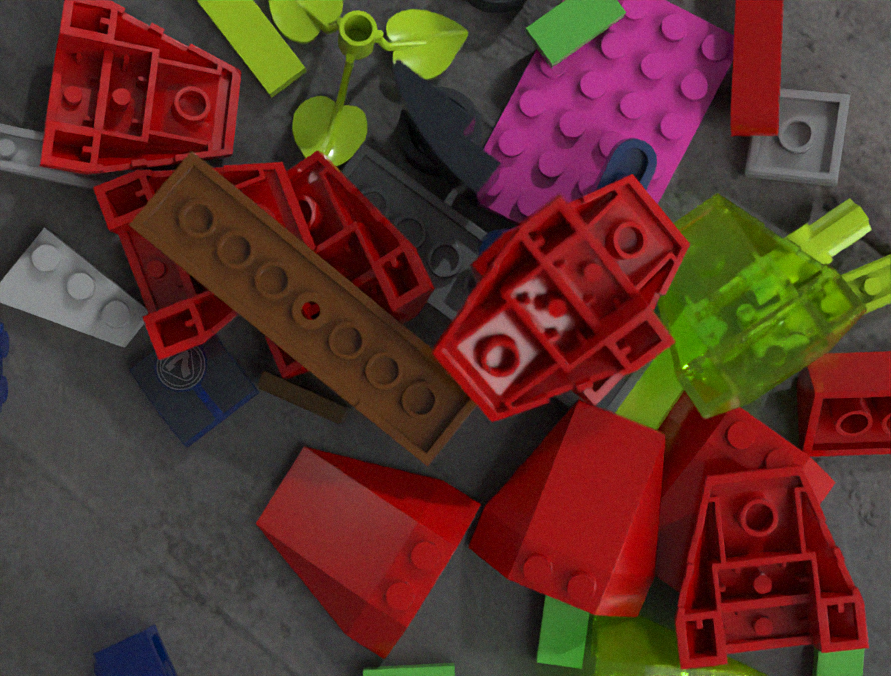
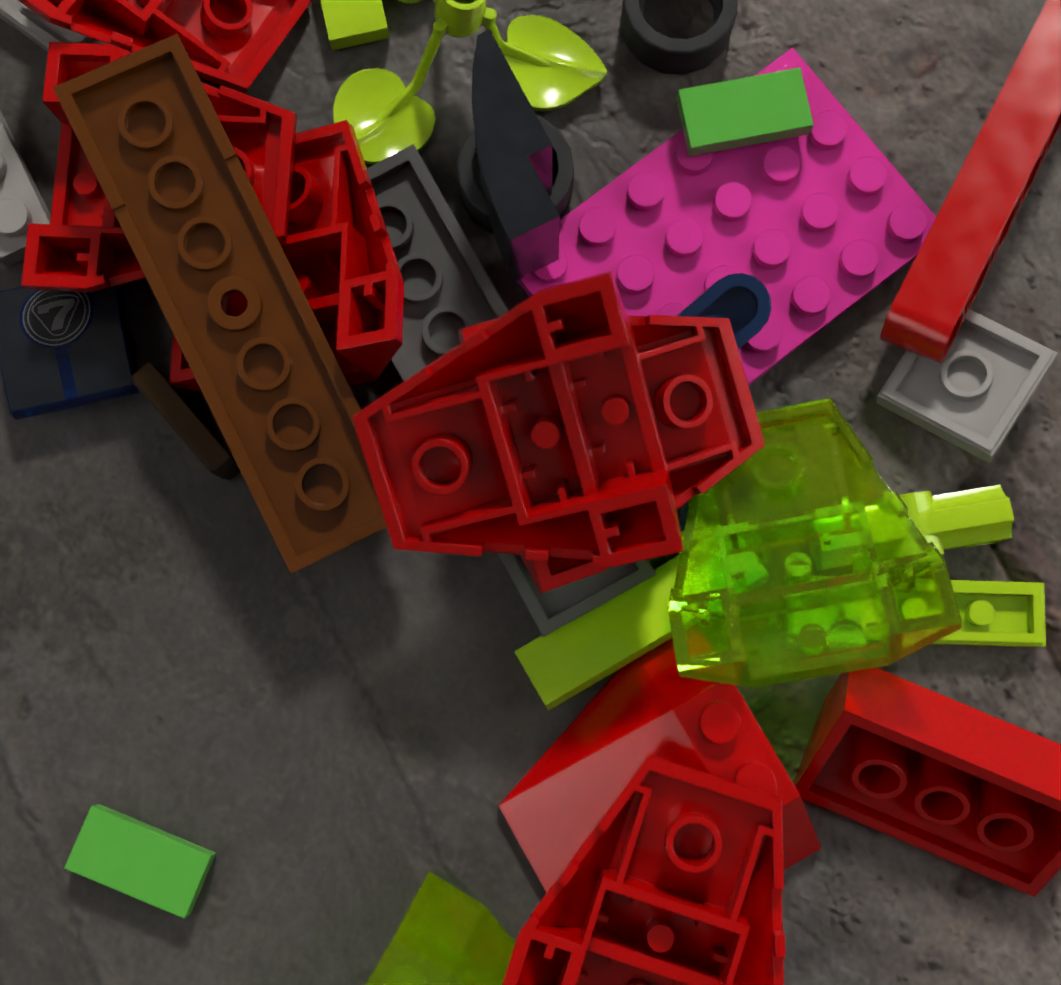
camera: 25 degrees right, 5 degrees down
(366, 539) = (180, 639): red wedge -> none
(561, 634) = (383, 862): bright green tile -> none
(581, 514) = (466, 735): red wedge -> none

